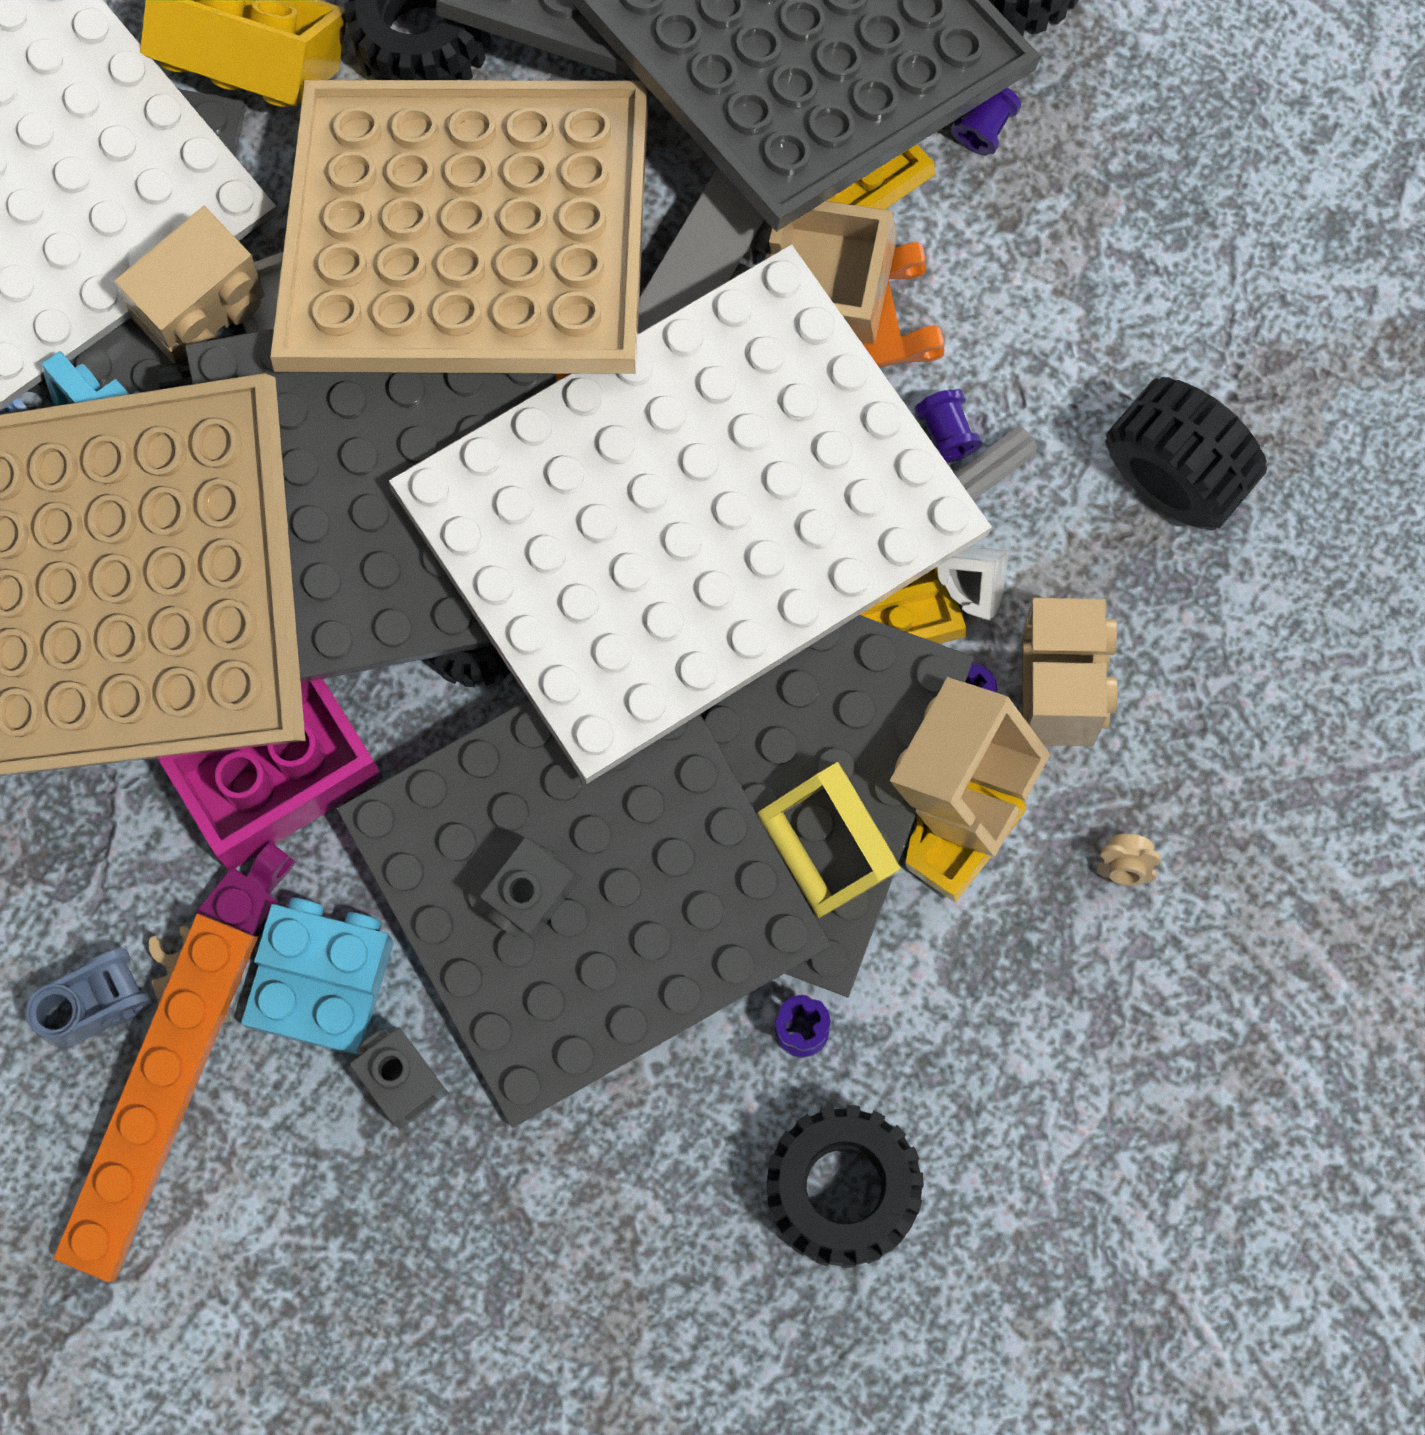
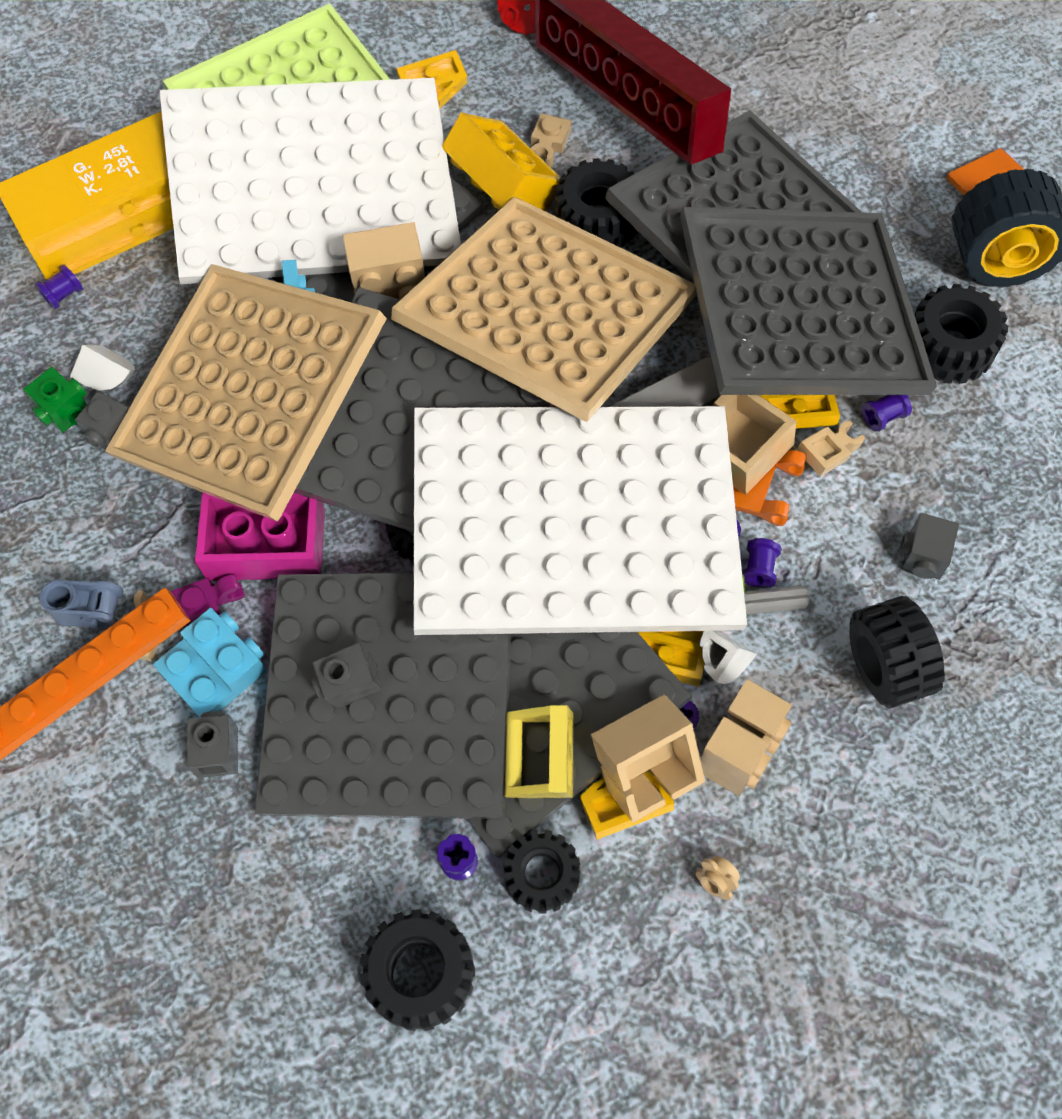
camera: 30 degrees right, 10 degrees down
(926, 946) = (541, 845): none -> black tyre
(943, 214) = (829, 450): none -> tan plate
(1145, 284) = (929, 546): none -> dark grey brick

